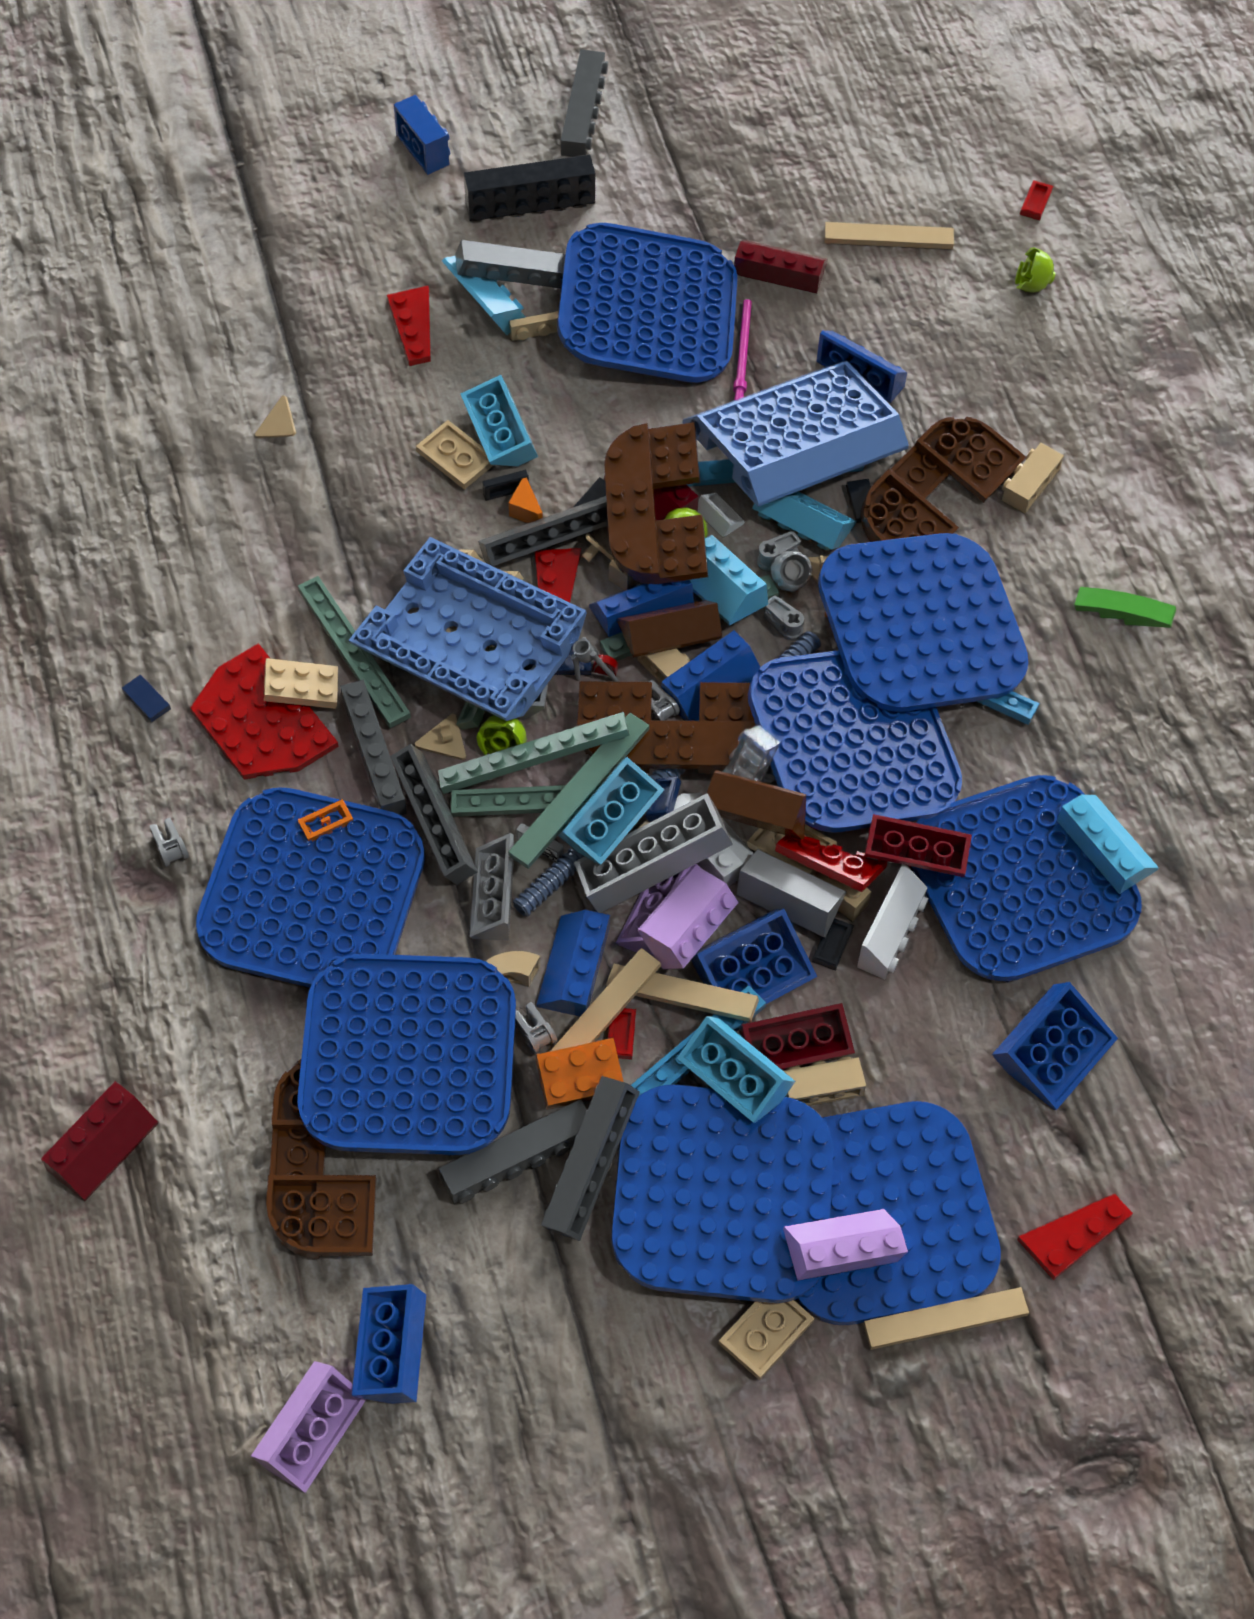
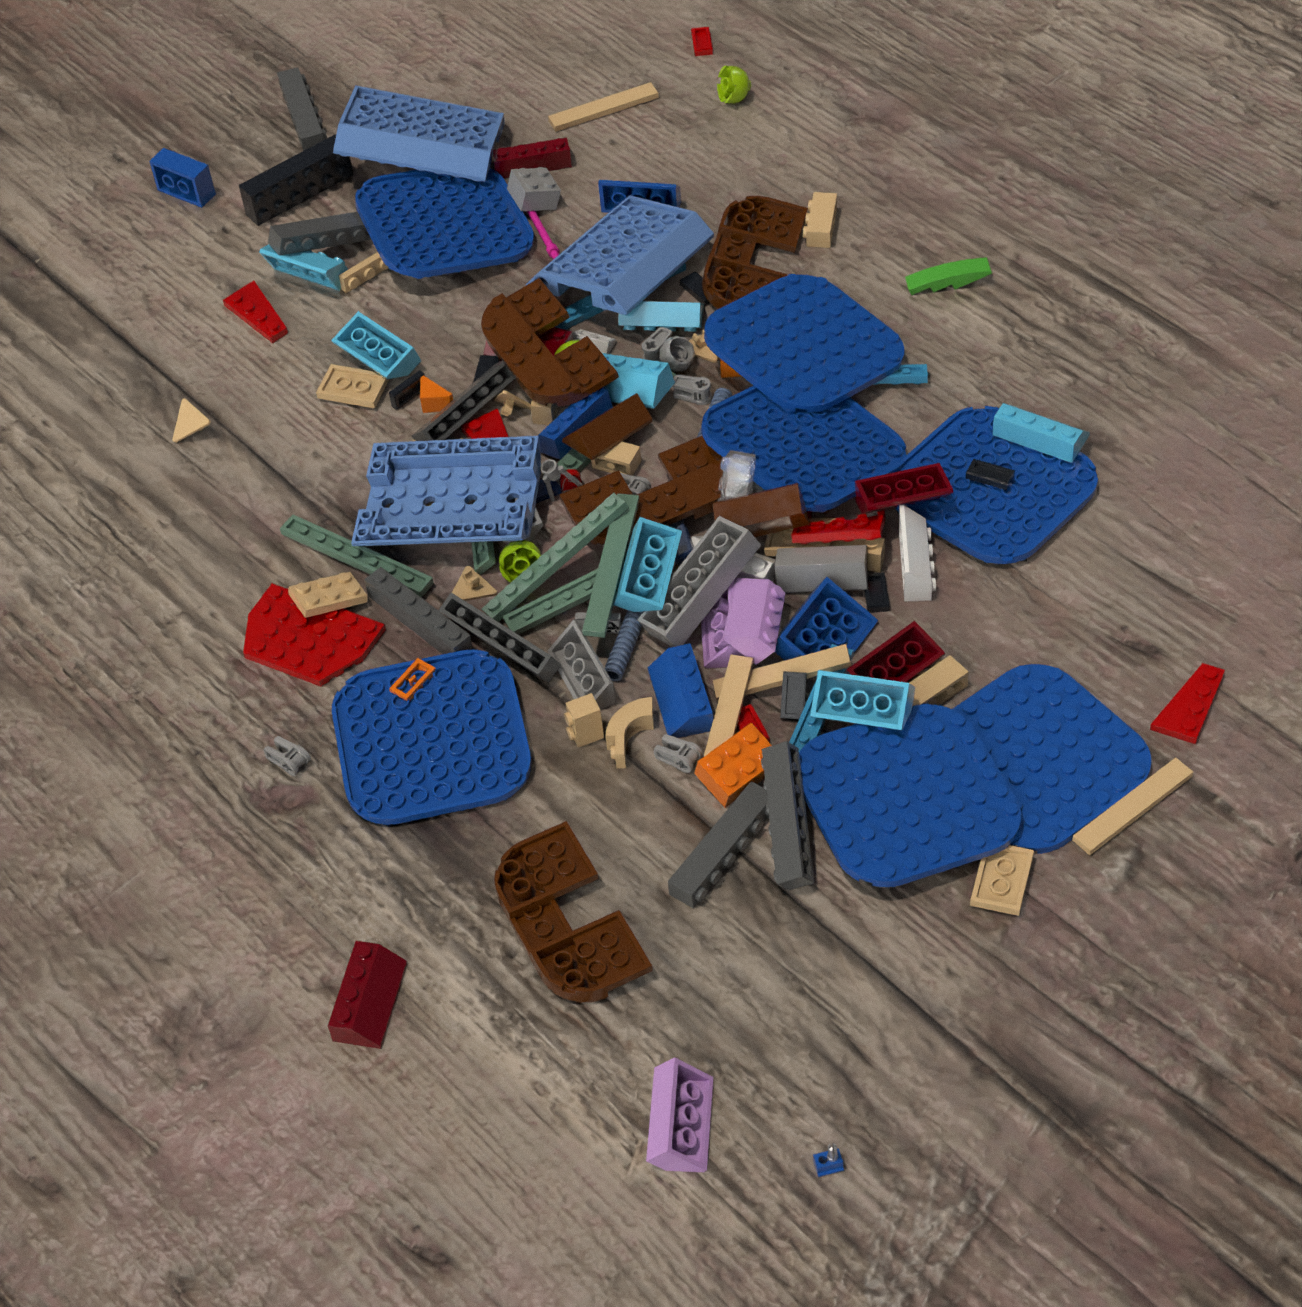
camera: 20 degrees left, 10 degrees down
(146, 698) = (199, 662): dark blue tile -> none
(389, 1344) = (708, 1026): blue slope -> none
(407, 1054) = (590, 811): blue plate -> none
(426, 1548) = (832, 1160): none -> blue piece
(459, 942) = (584, 720): none -> tan brick
(668, 199) = (418, 133): none -> medium blue slope
(679, 1021) = (793, 694): none -> black tile
(724, 662) = (663, 434): blue slope -> none
(758, 306) = (533, 189): none -> light grey brick
(844, 1243) = (1027, 783): lavender slope -> none
(1024, 867) = (990, 474): none -> black tile
(1055, 1045) = (1091, 583): blue slope -> none

